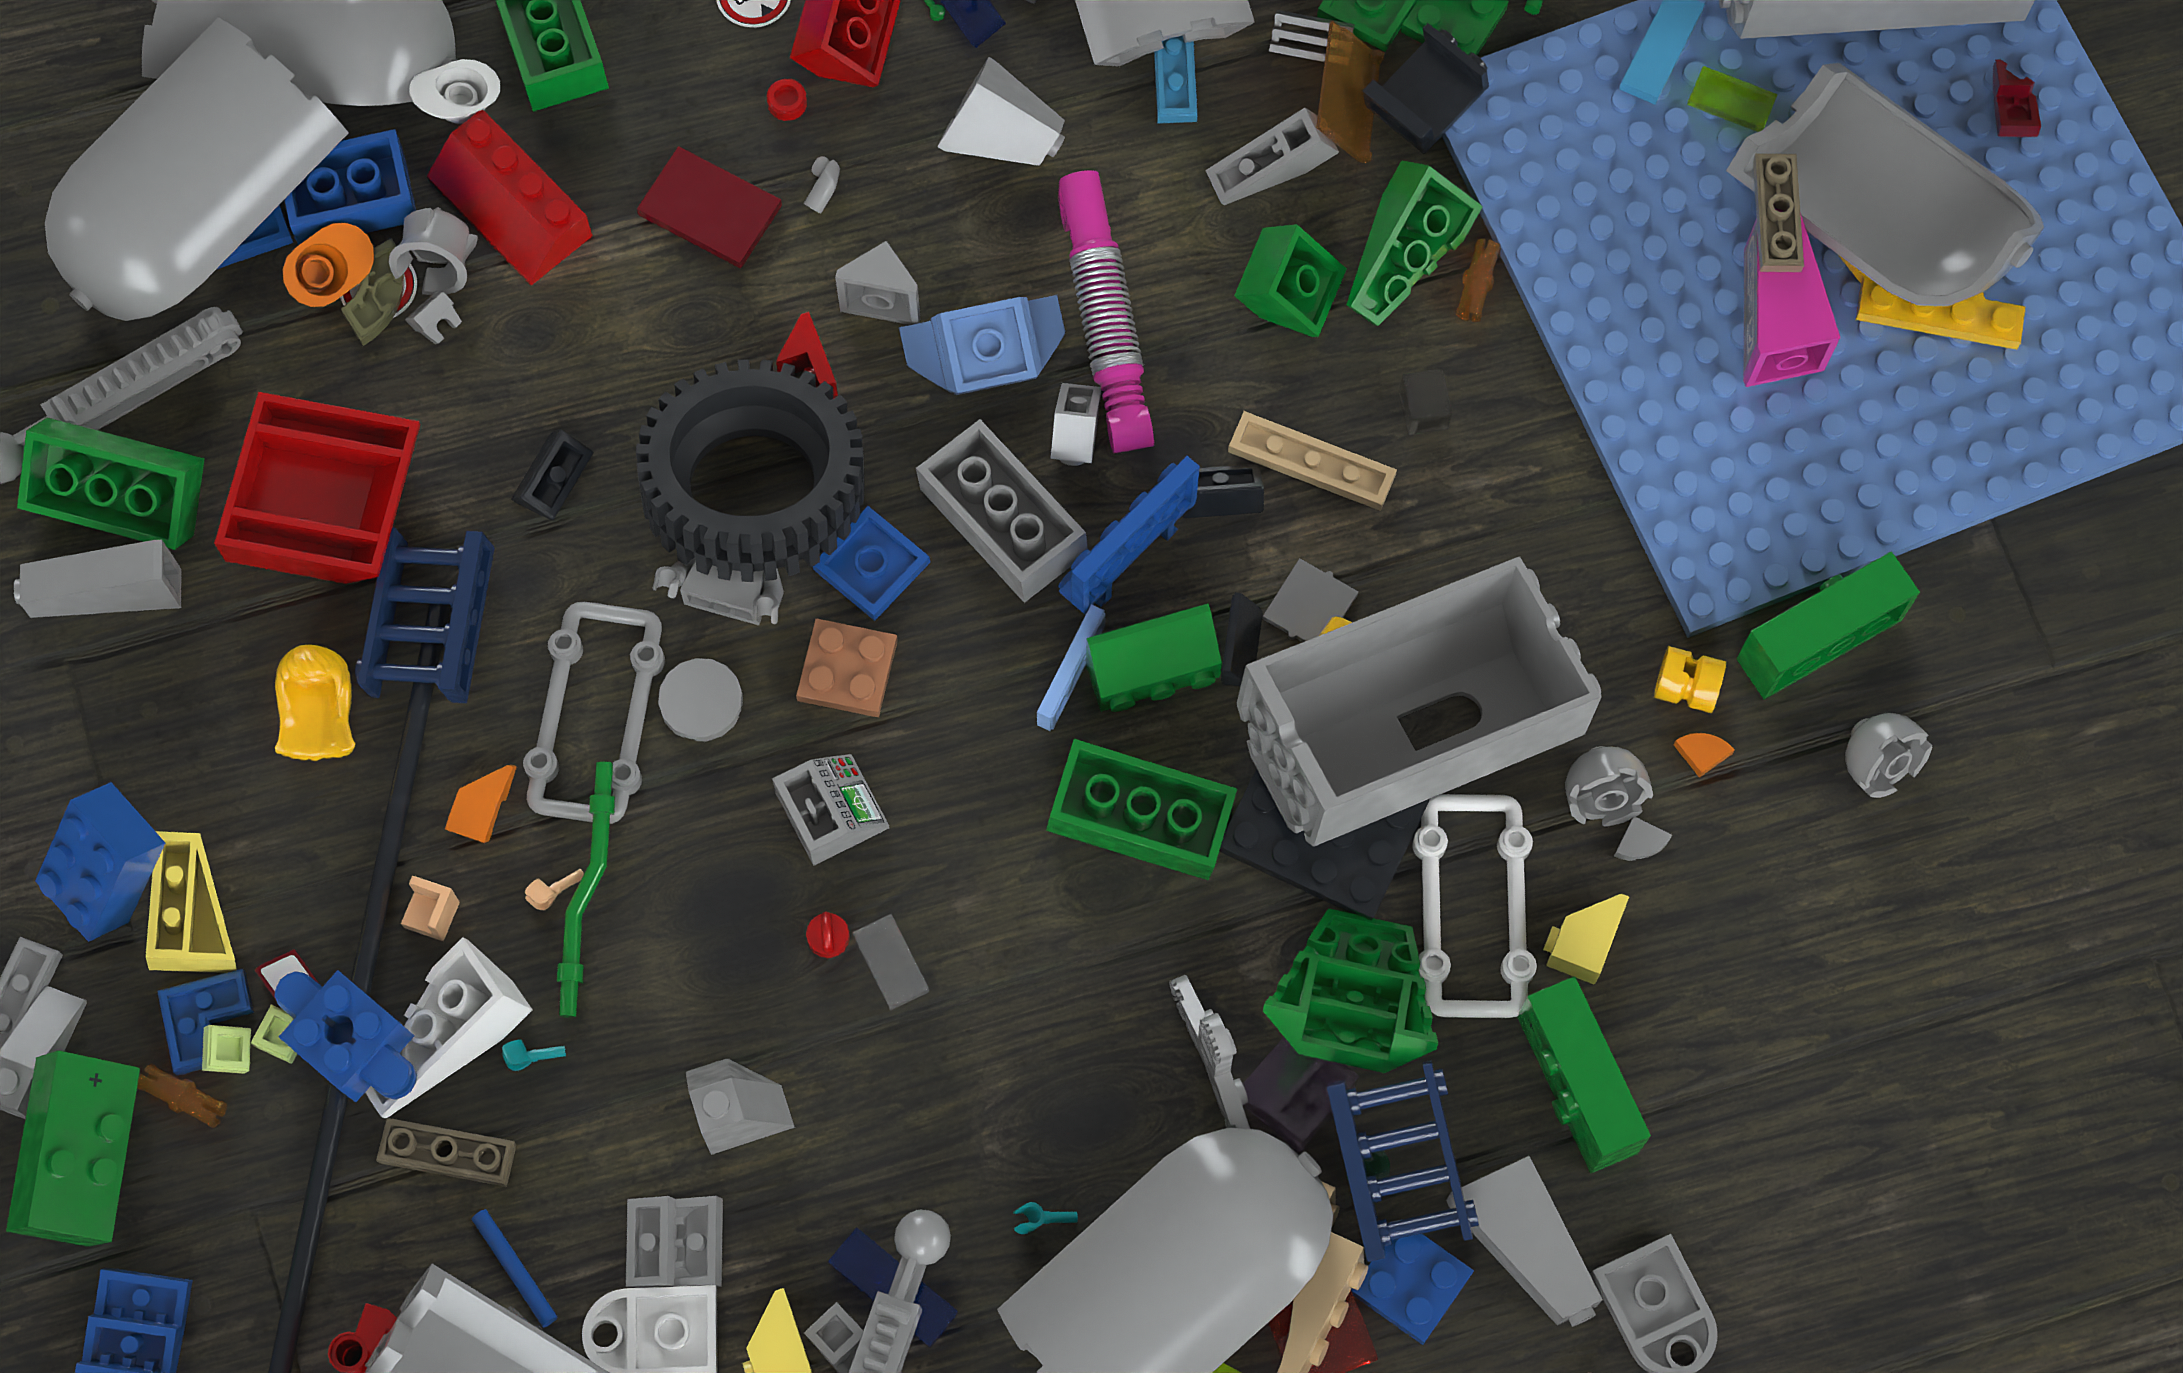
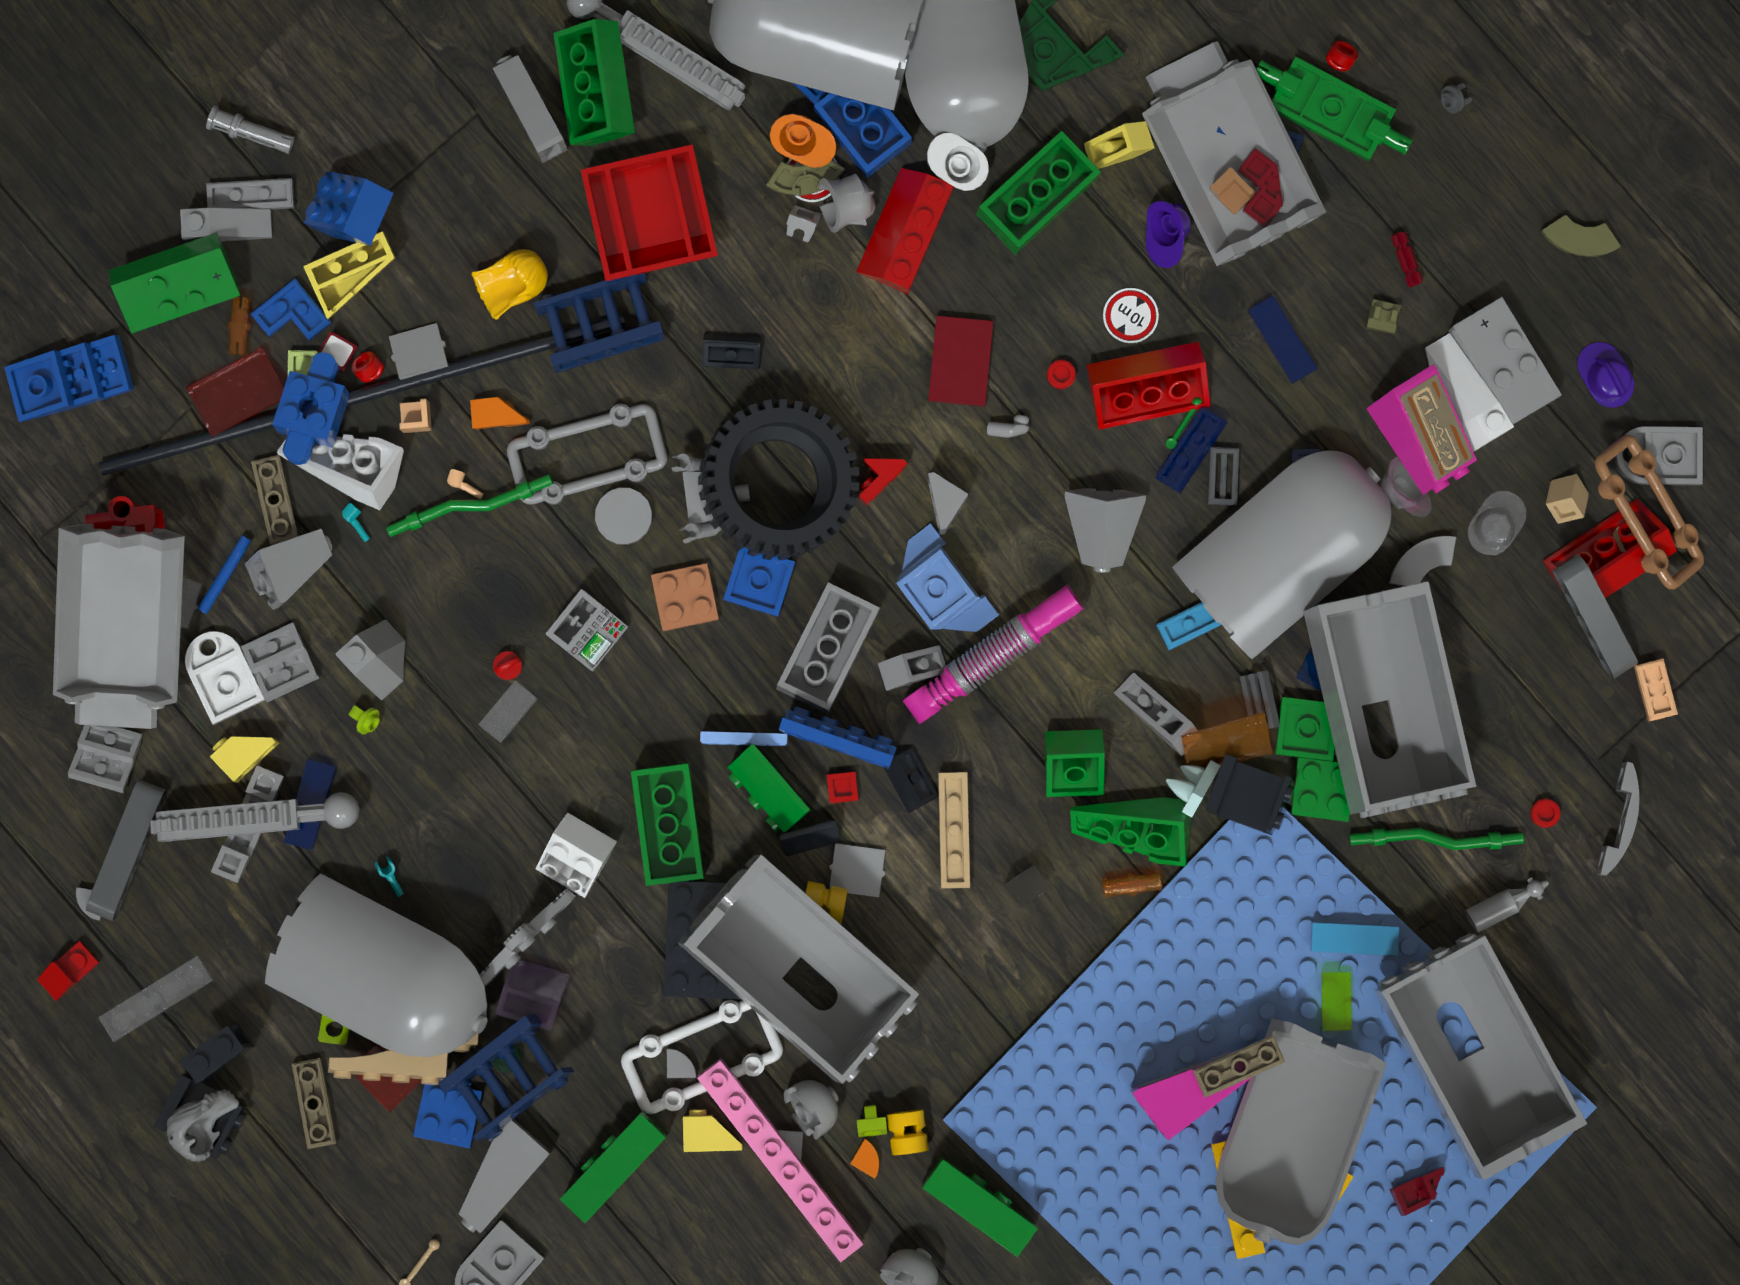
camera: 65 degrees right, 15 degrees up
(226, 1049) = (277, 338): yellowish green tile -> none
(270, 1138) = (236, 392): none -> clear red piece
(329, 945) = (367, 367): none -> red tile
(343, 869) = (418, 351): none -> light grey piece
(546, 1169) = (288, 565): none -> light grey slope
(813, 1153) = (367, 720): none -> lime plate
(1129, 951) = (575, 855): none -> white slope
(1192, 576) = (842, 787): none -> red tile
(1355, 995) = (604, 1006): green wedge -> none
(1387, 143) = (1196, 786): none -> light aqua tile
(1475, 940) = (679, 1065): none -> light grey tile
(1658, 721) = (871, 1124): none -> lime tile
(1660, 854) = (780, 1159): none -> bright pink brick

